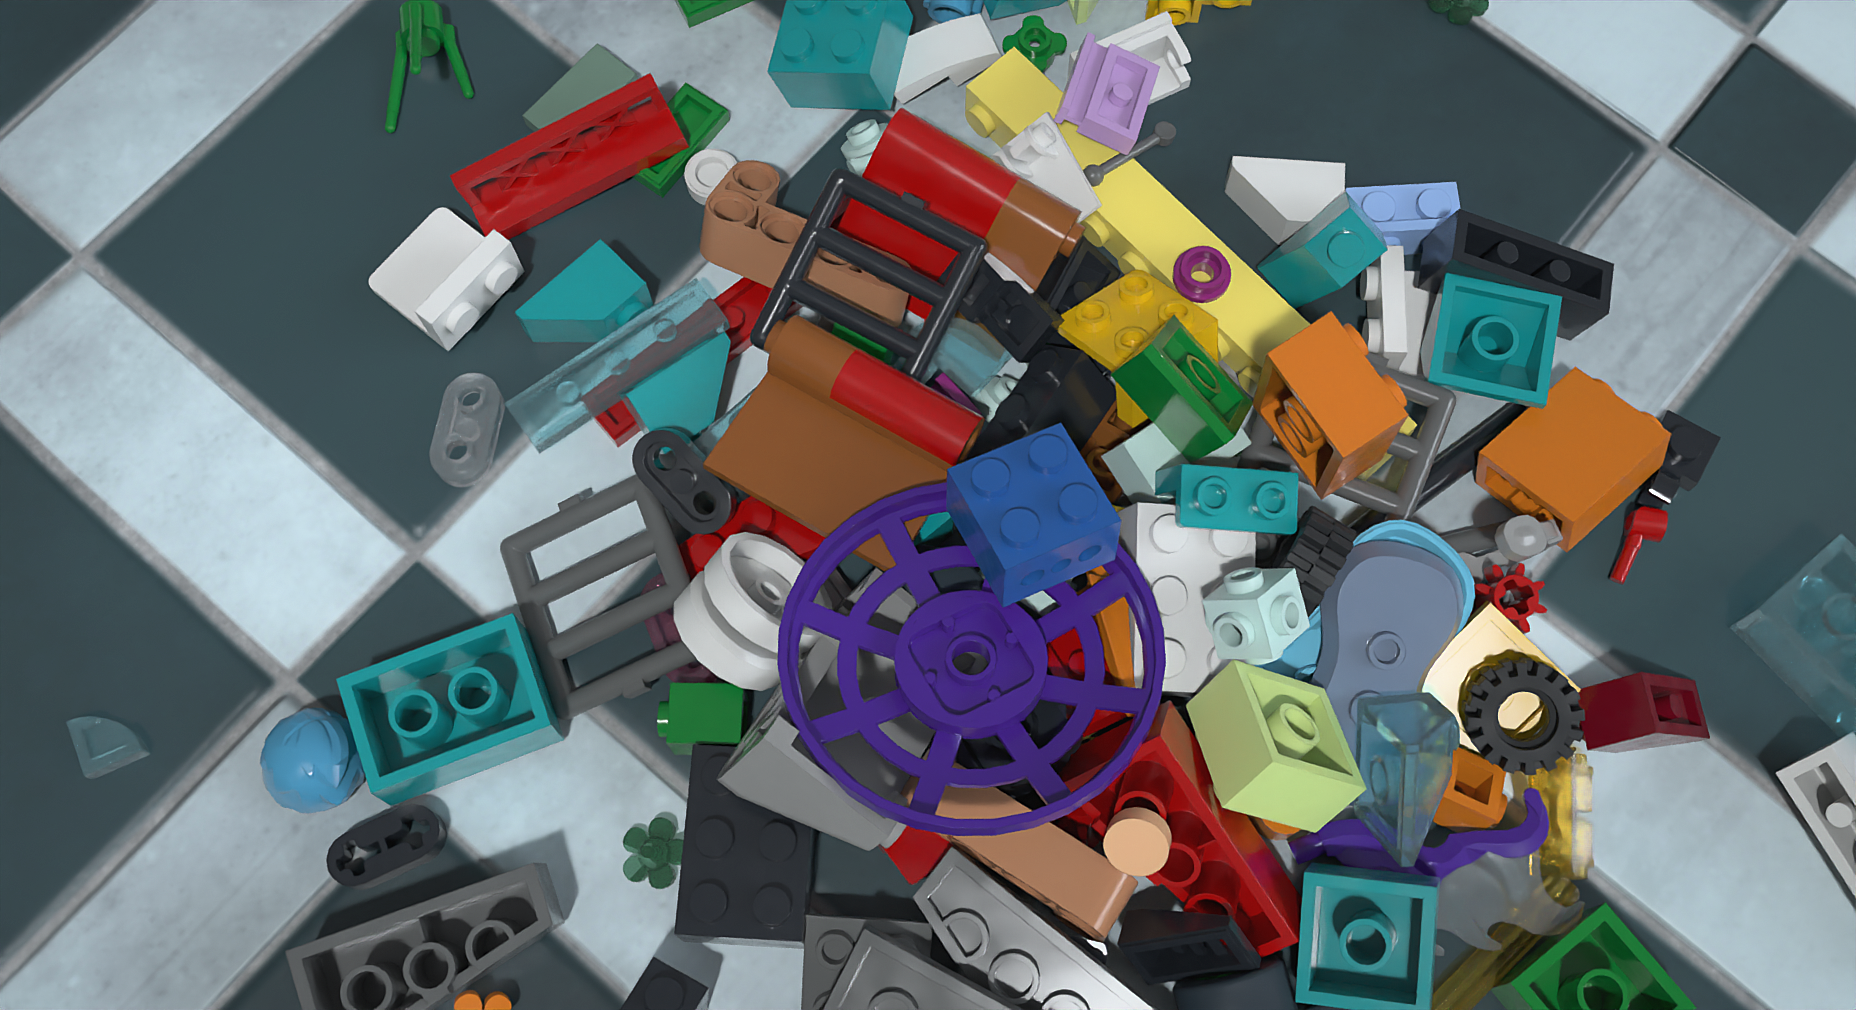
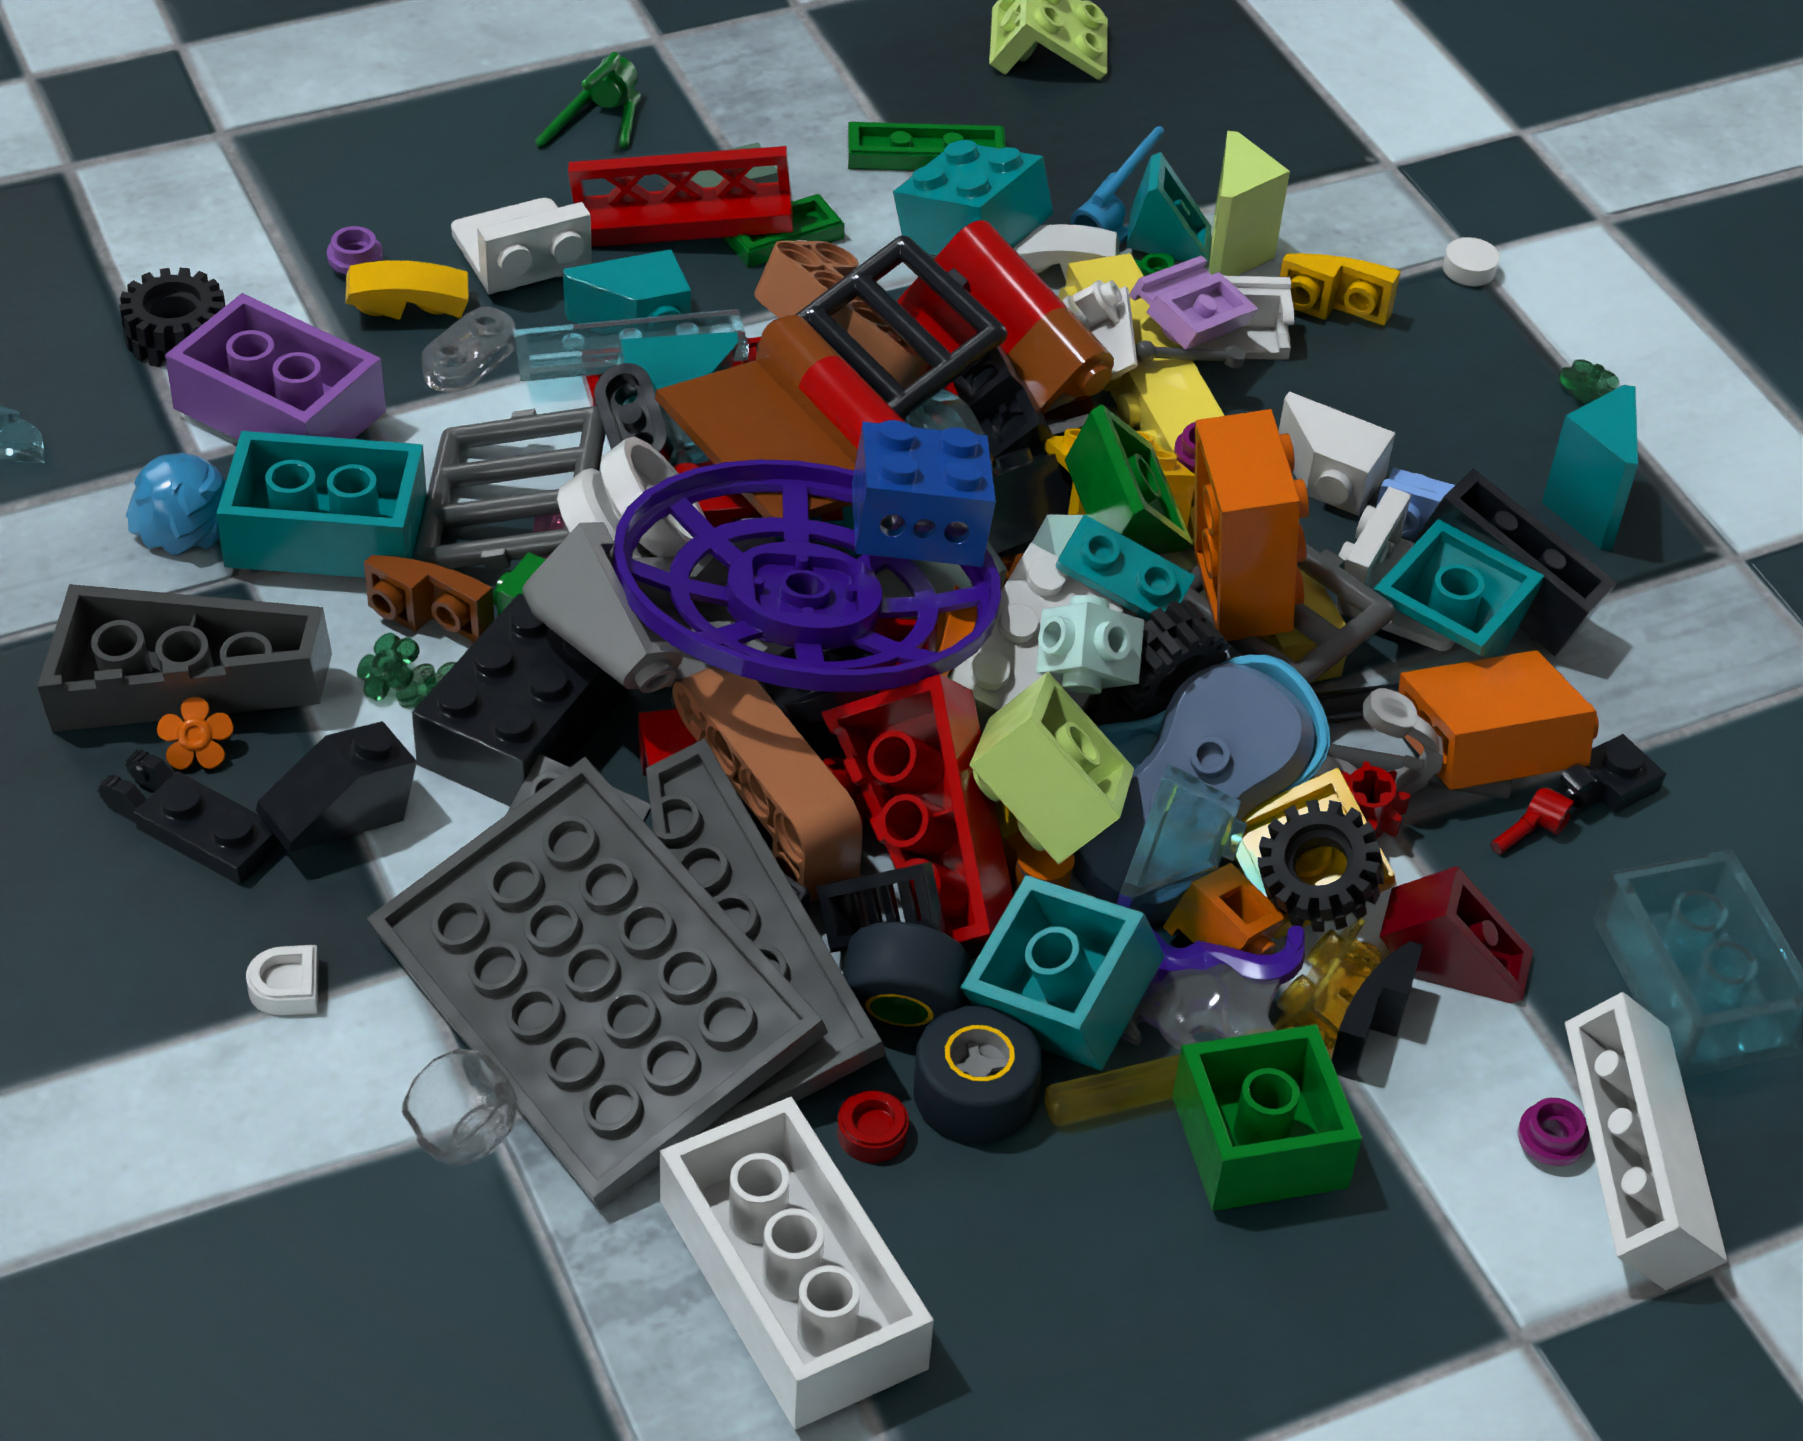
camera: 20 degrees right, 25 degrees down
(152, 507) = (151, 307): none -> black tyre
(290, 348) = (352, 247): none -> medium lavender plate
(322, 579) = (274, 376): none -> medium lavender brick
(362, 389) = (387, 286): none -> yellow slope
(393, 859) = (202, 579): black beam -> none
(584, 762) = (423, 591): none -> dark orange slope
(604, 854) = (388, 666): none -> clear green plant
(1137, 841) = (876, 775): light nougat tile -> none
(1324, 253) = (1343, 476): teal slope -> none
(1538, 124) = (1595, 466): none -> teal slope
(1615, 802) = (1376, 1006): none -> black slope
(1815, 866) = (1557, 1118): none -> magenta plate

